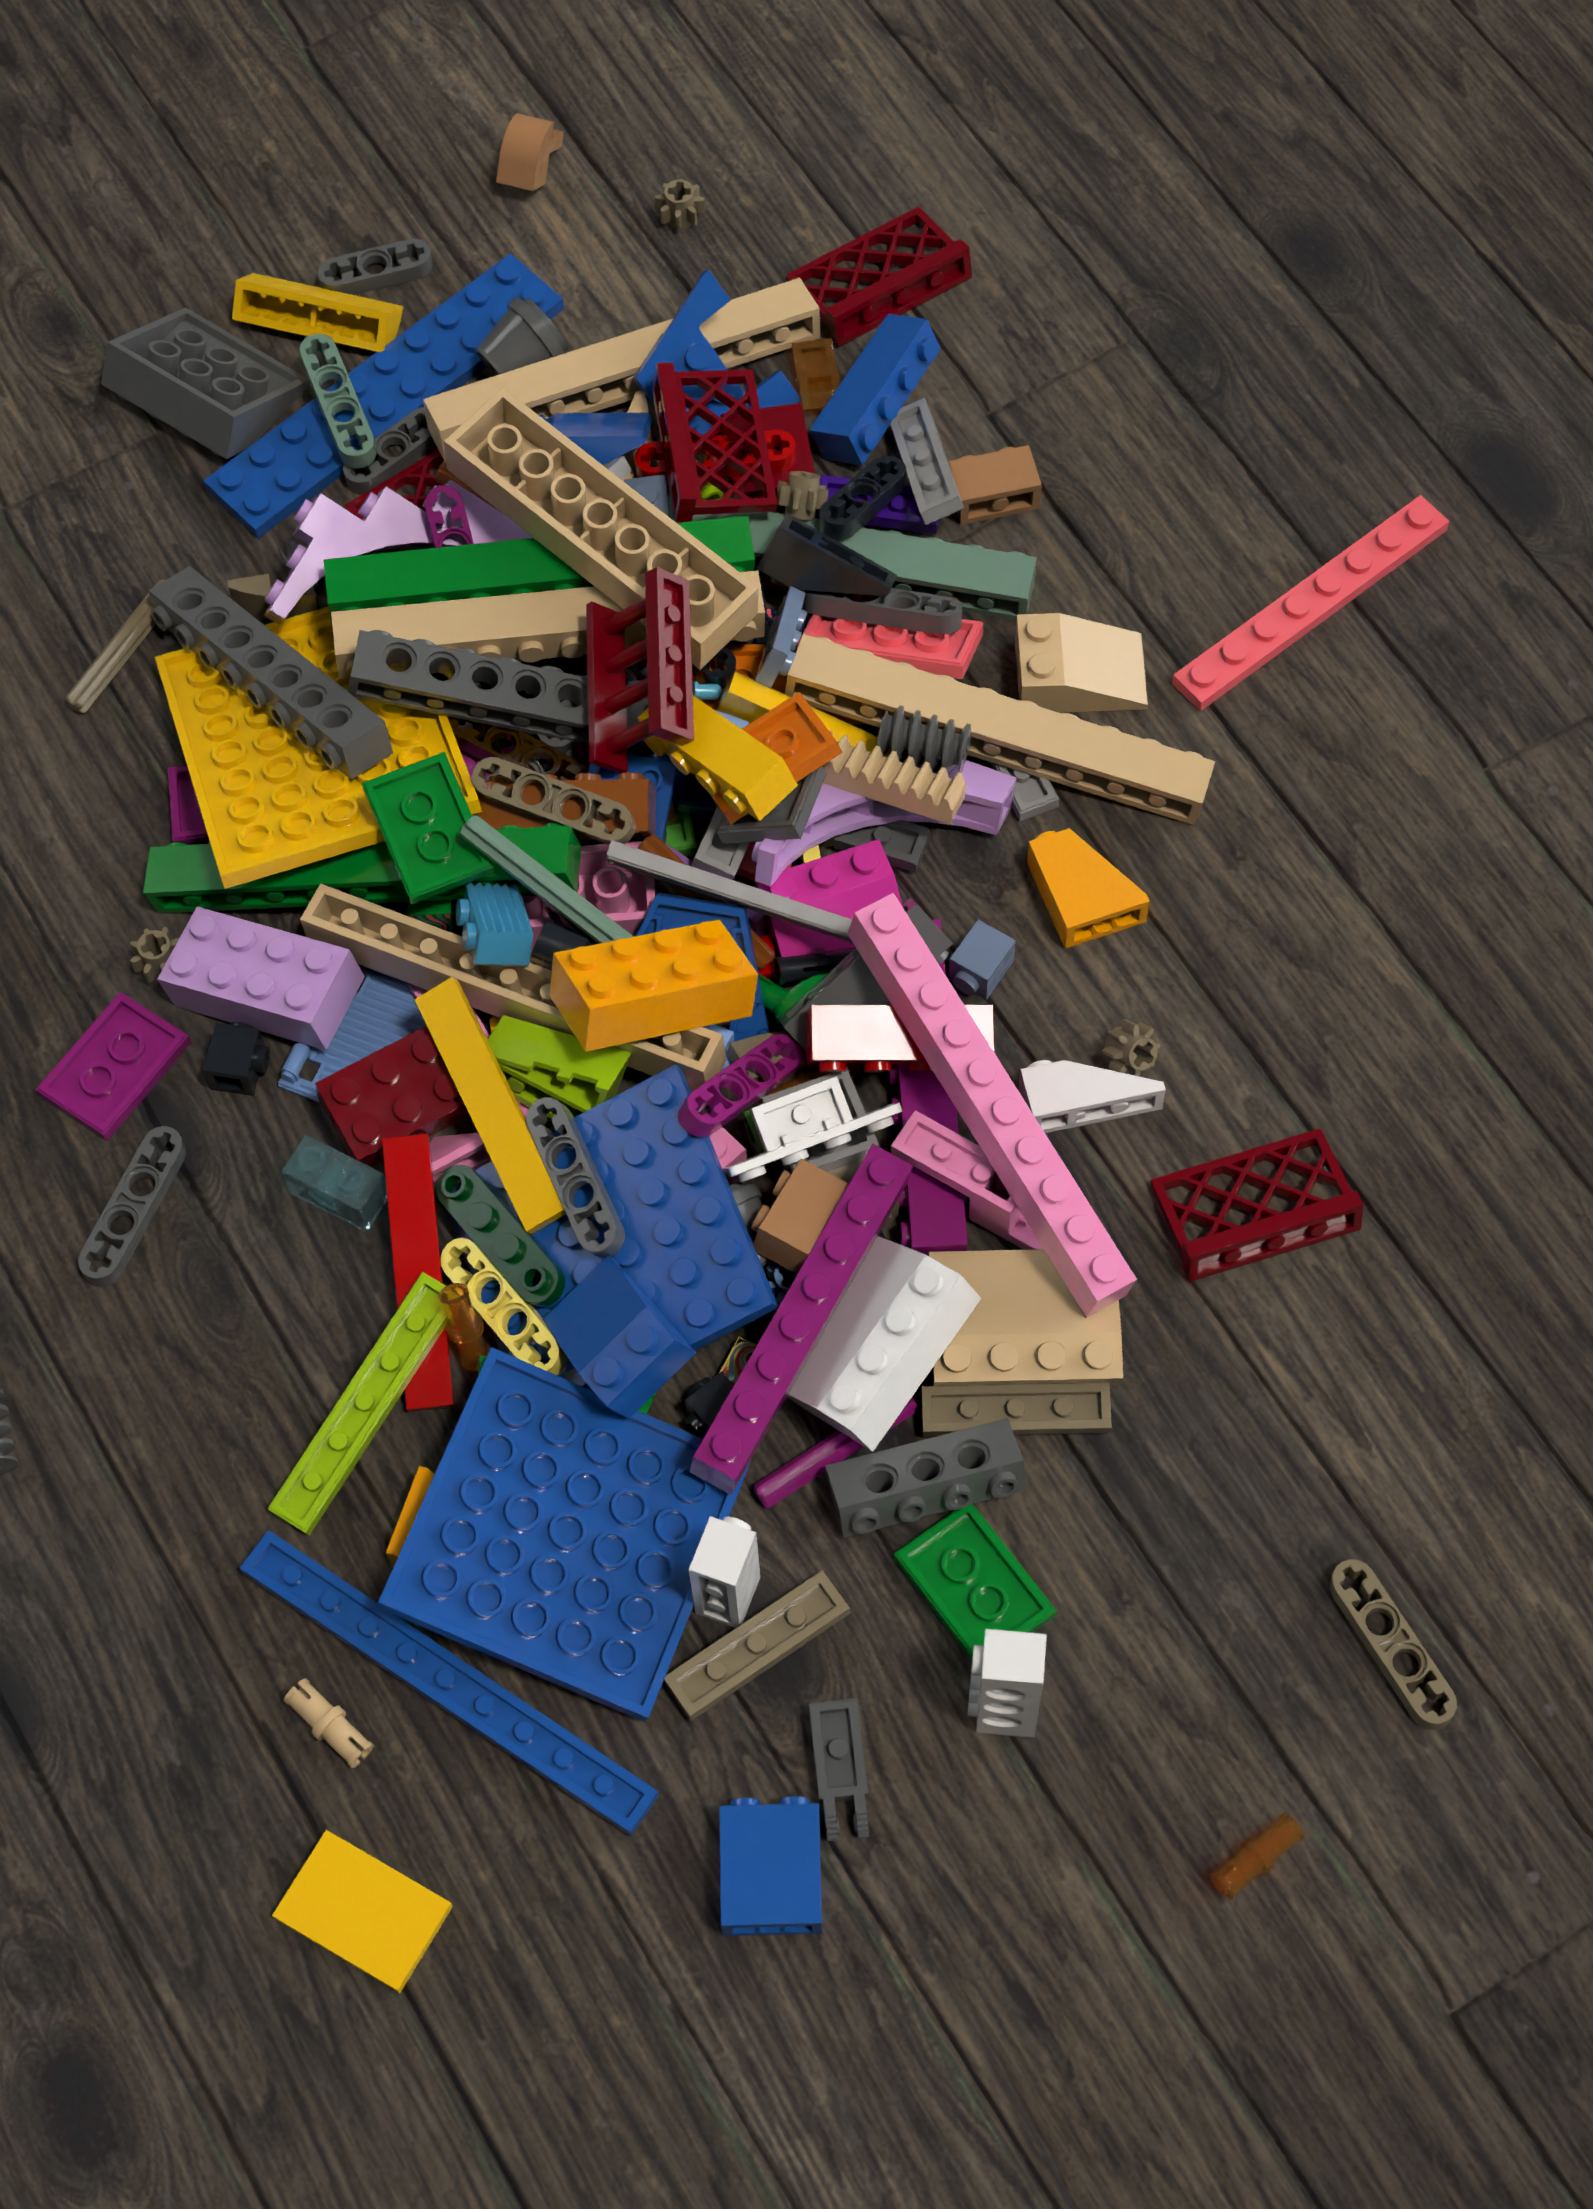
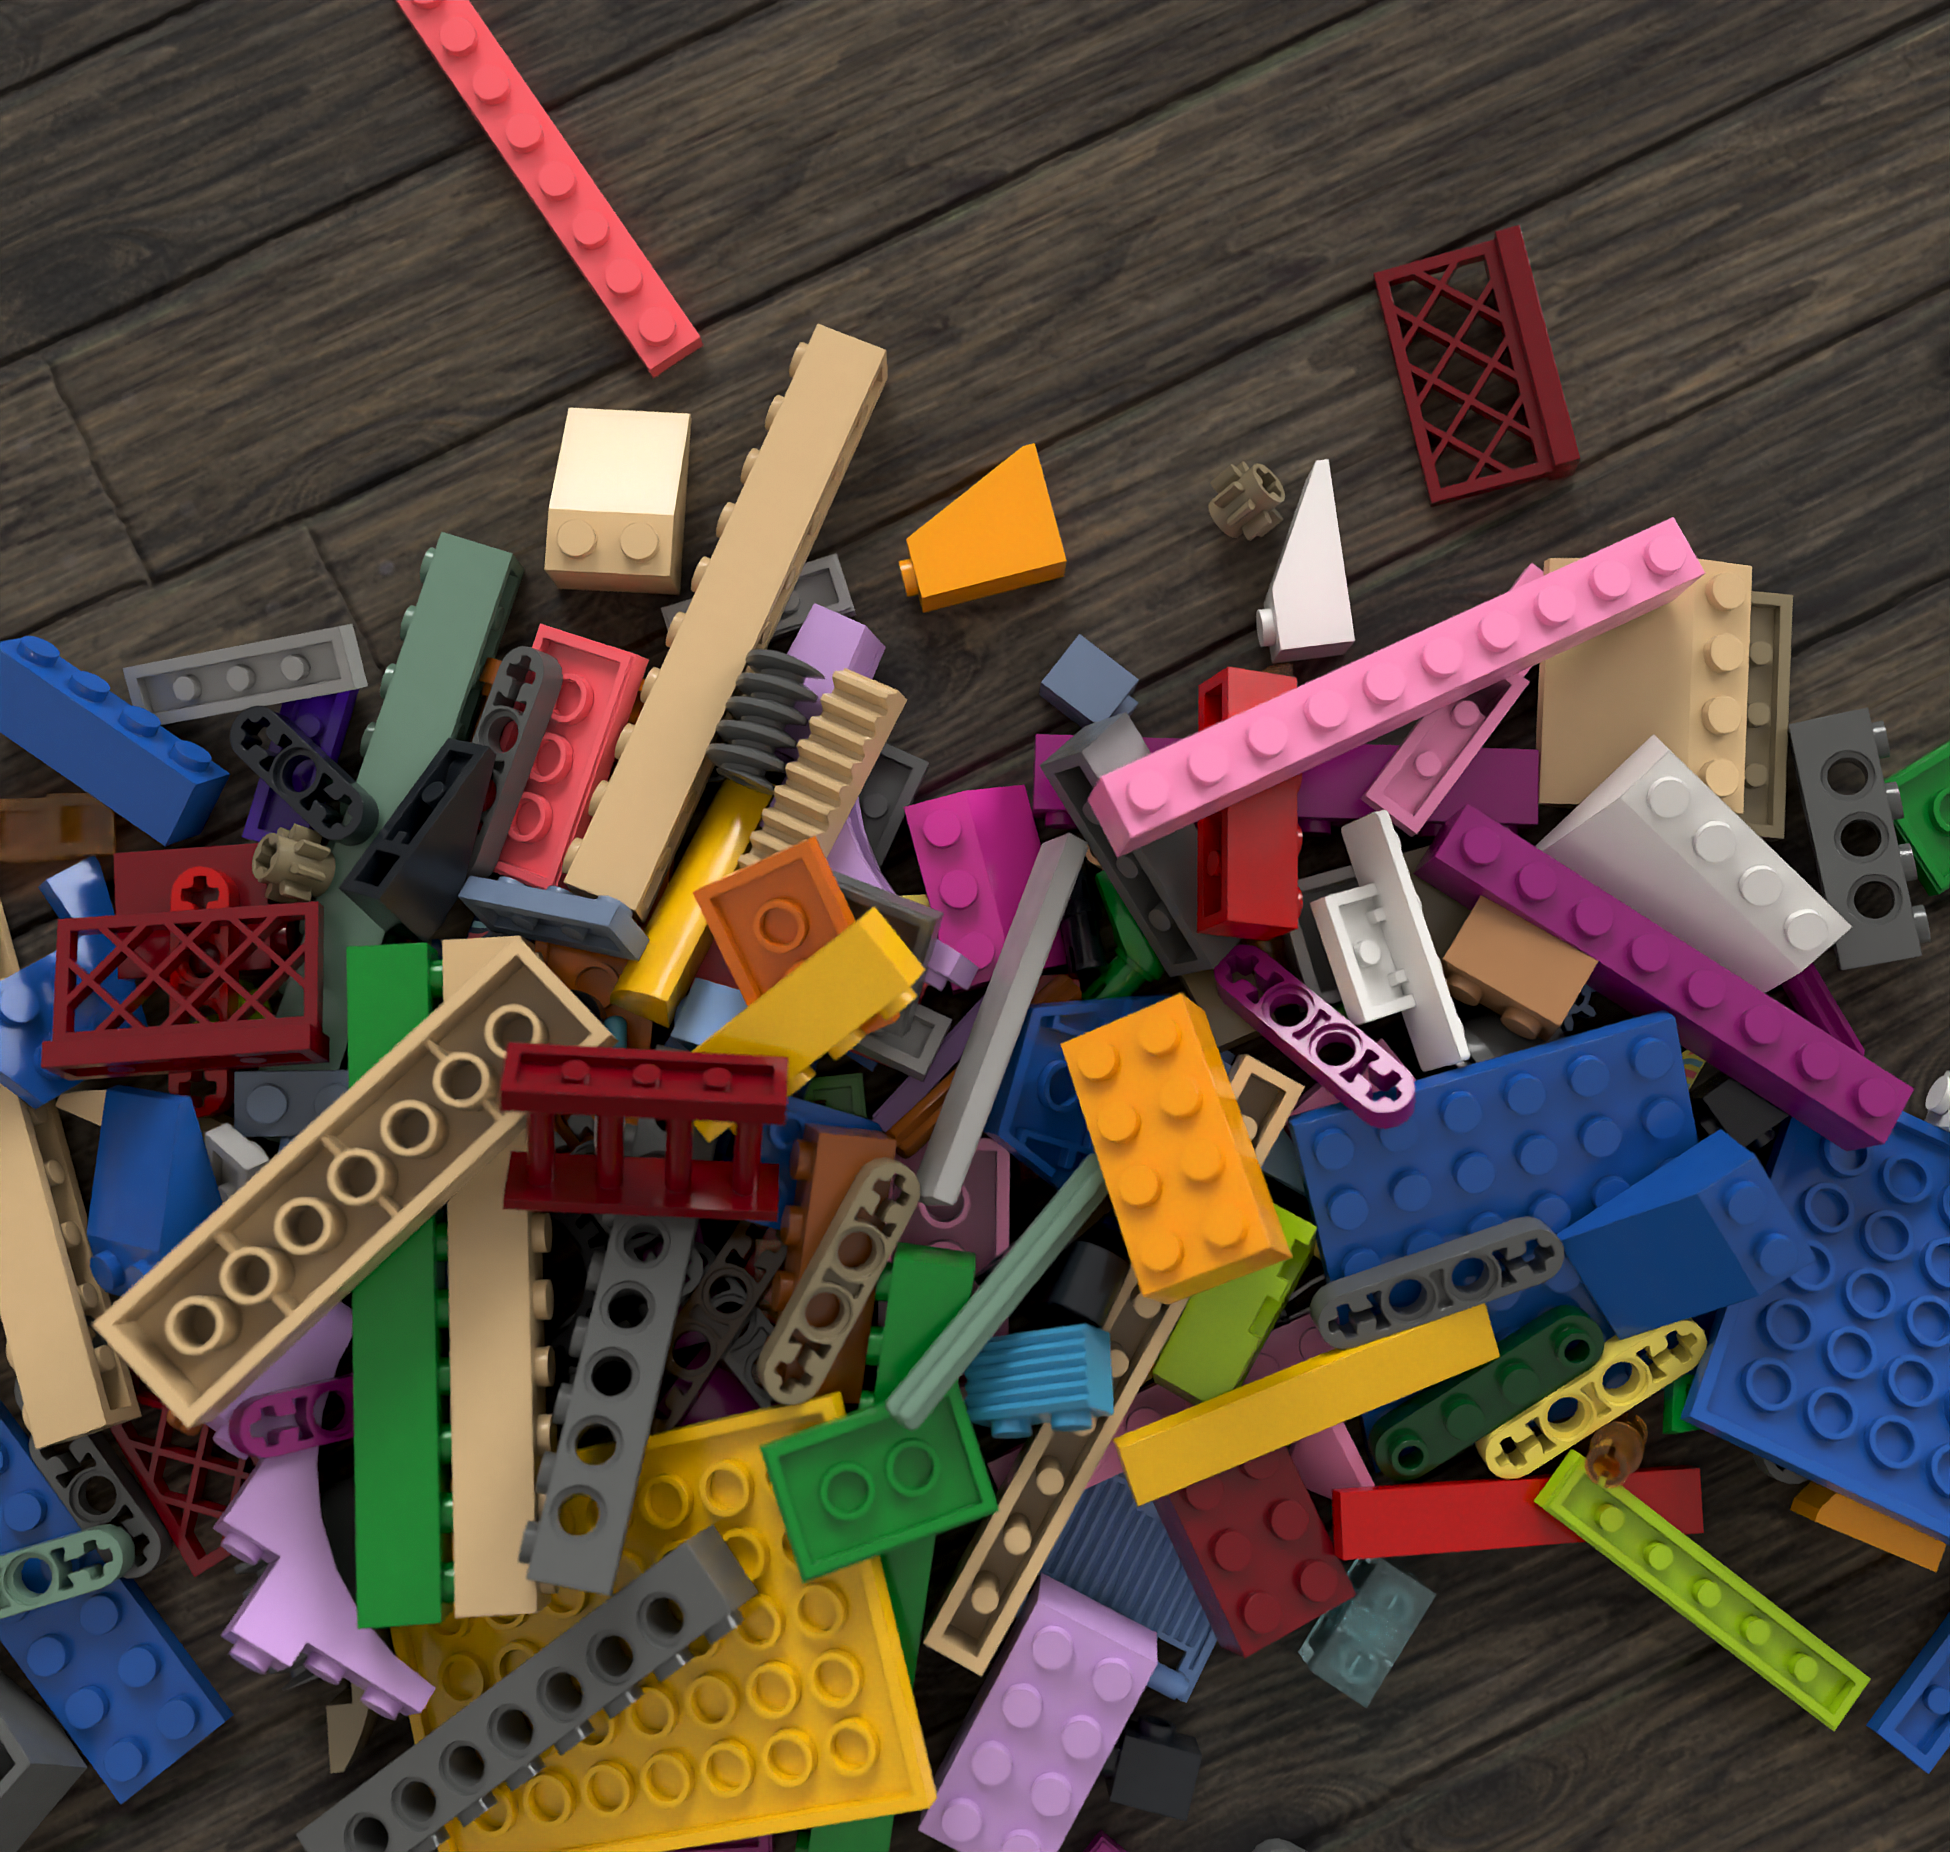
camera: 90 degrees left, 20 degrees up
(996, 484) = (287, 575): medium nougat brick -> none

